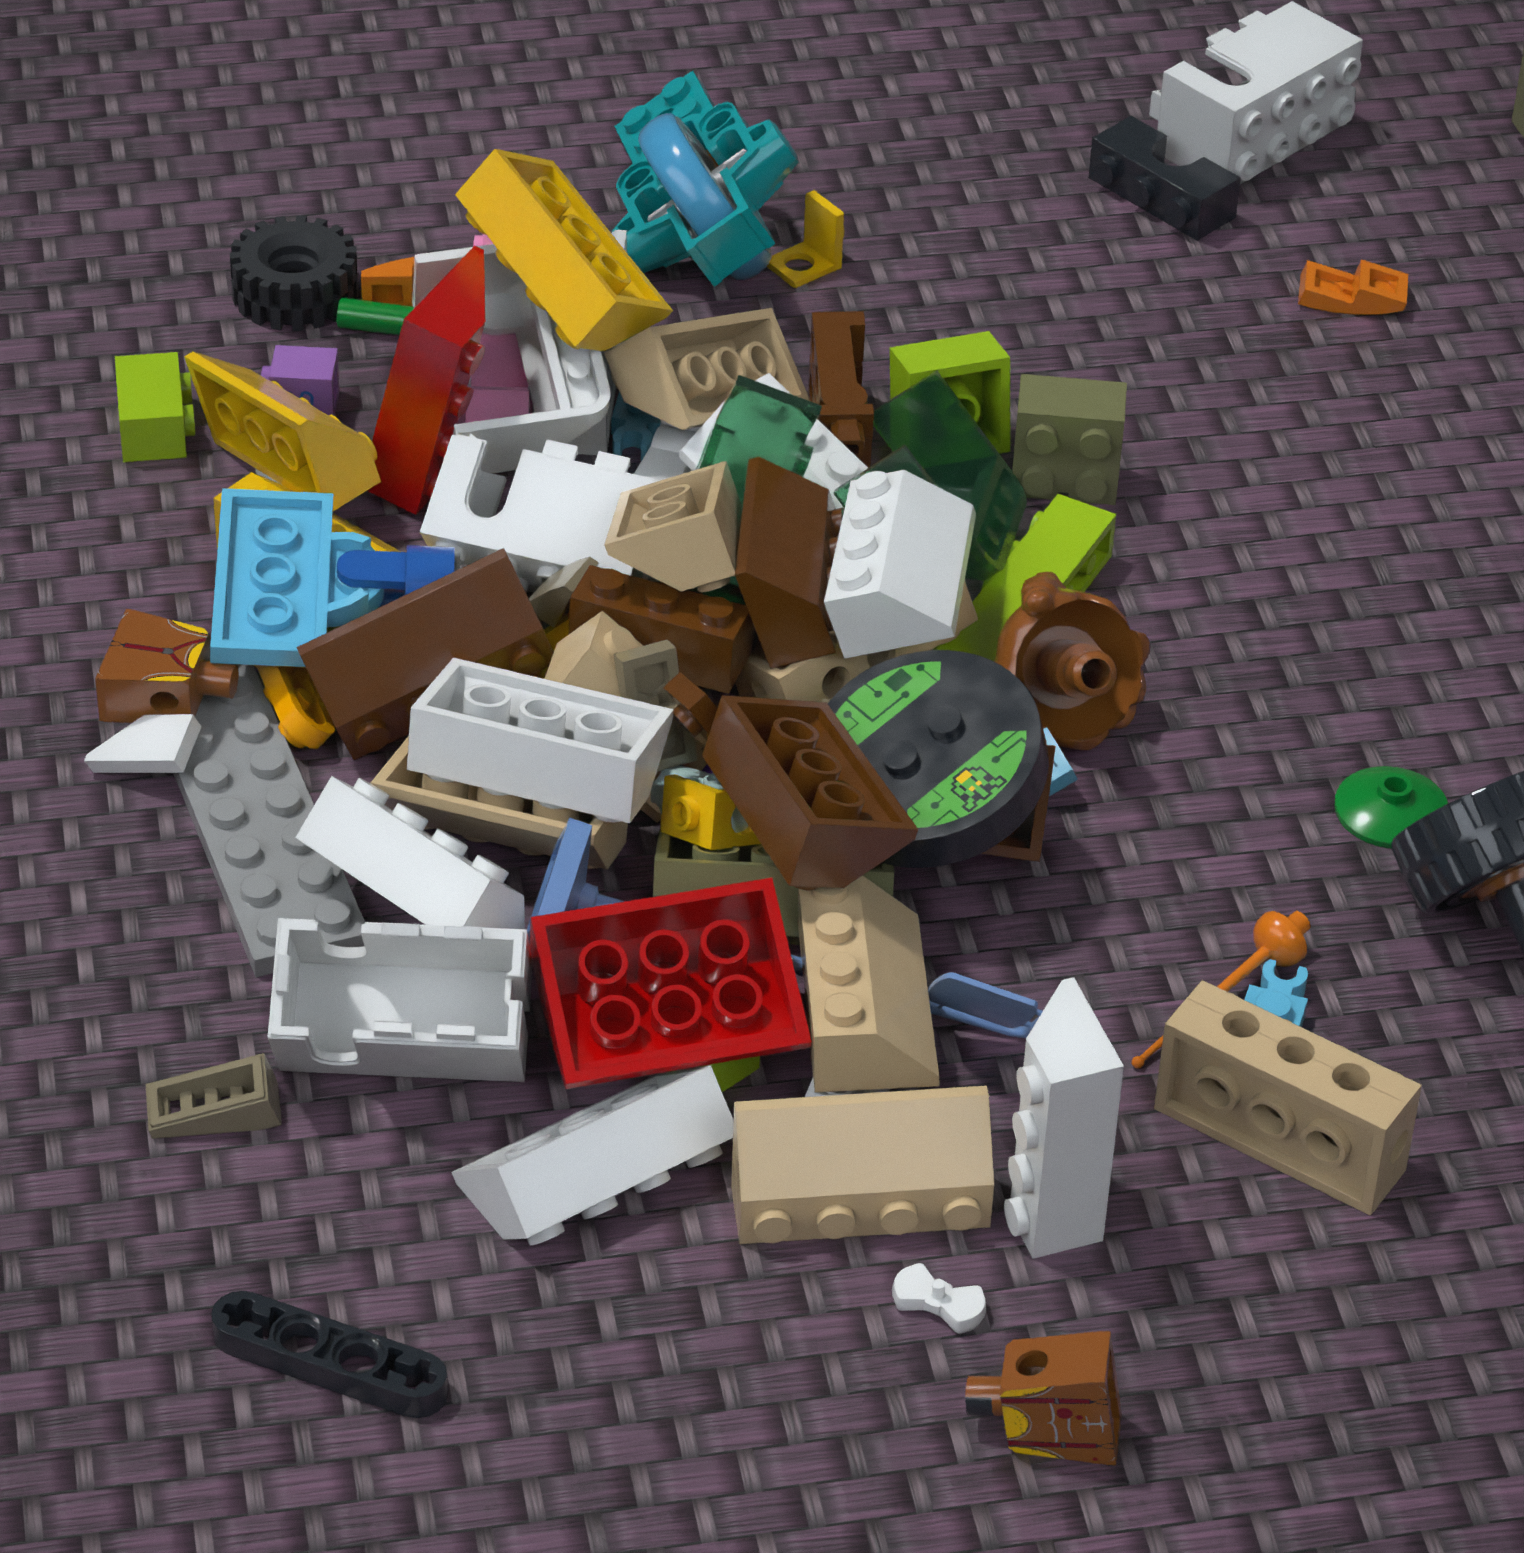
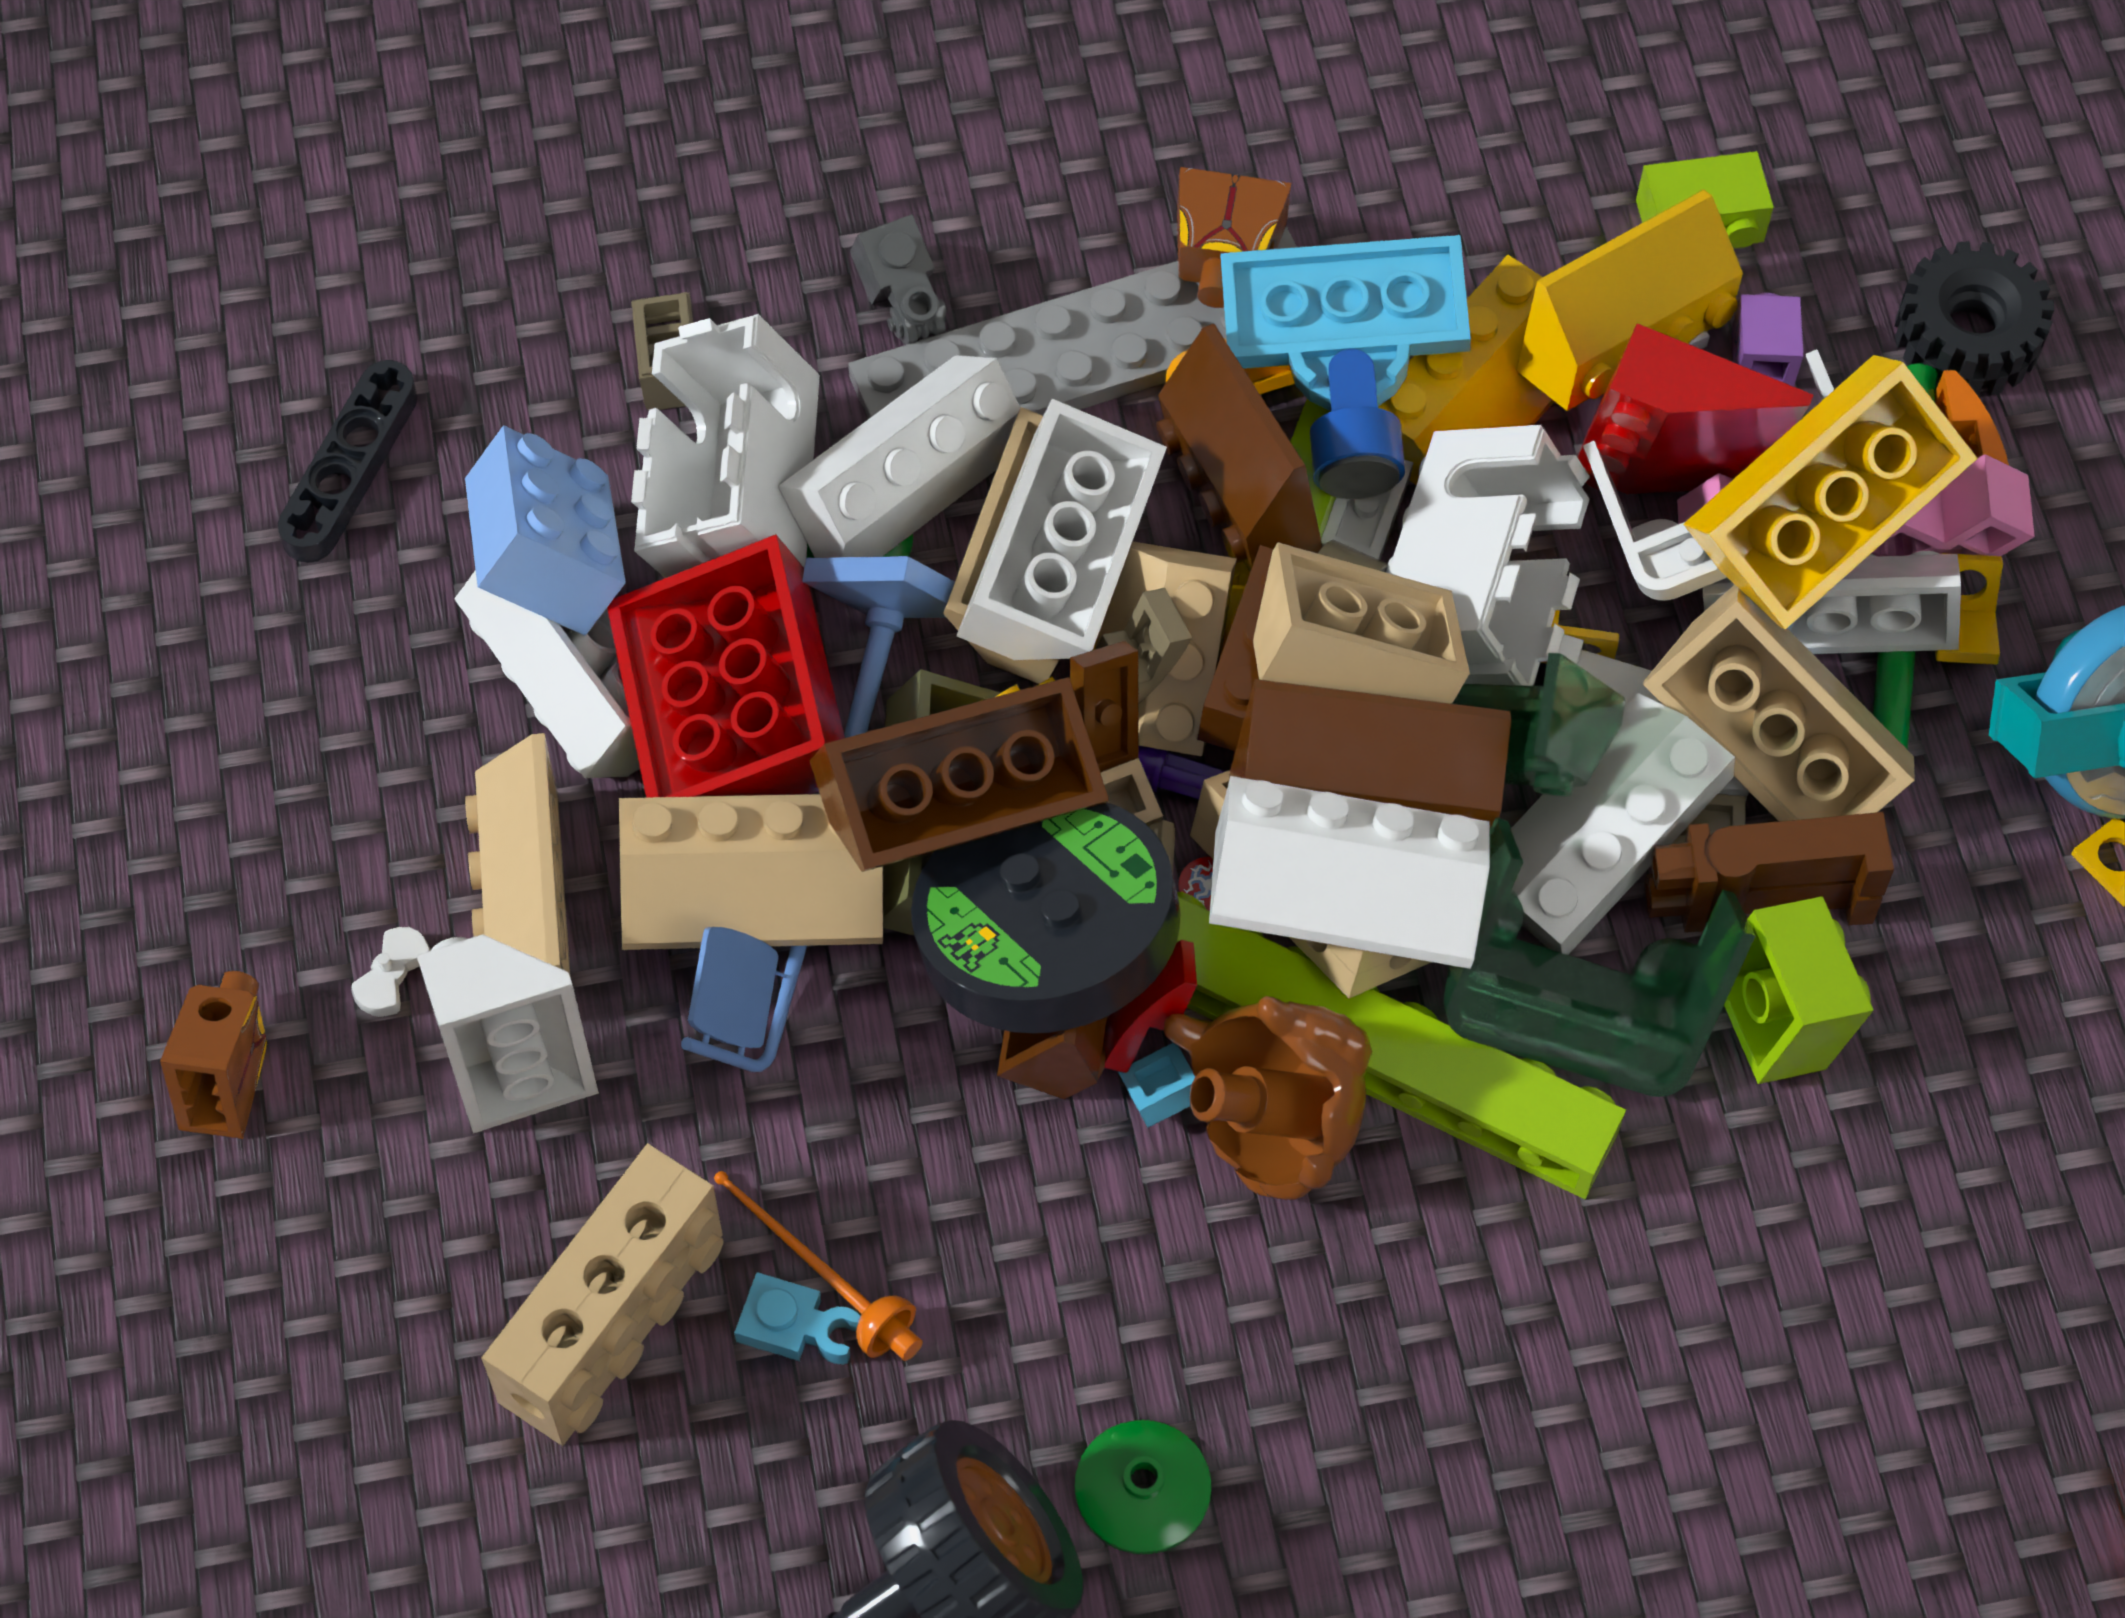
camera: 90 degrees right, 20 degrees up
(148, 746) = (1141, 247): white tile -> none
(154, 903) = (898, 268): none -> dark grey brick
(479, 1125) = (544, 530): none -> light blue brick
(1069, 437) = (1733, 1126): olive piece -> none

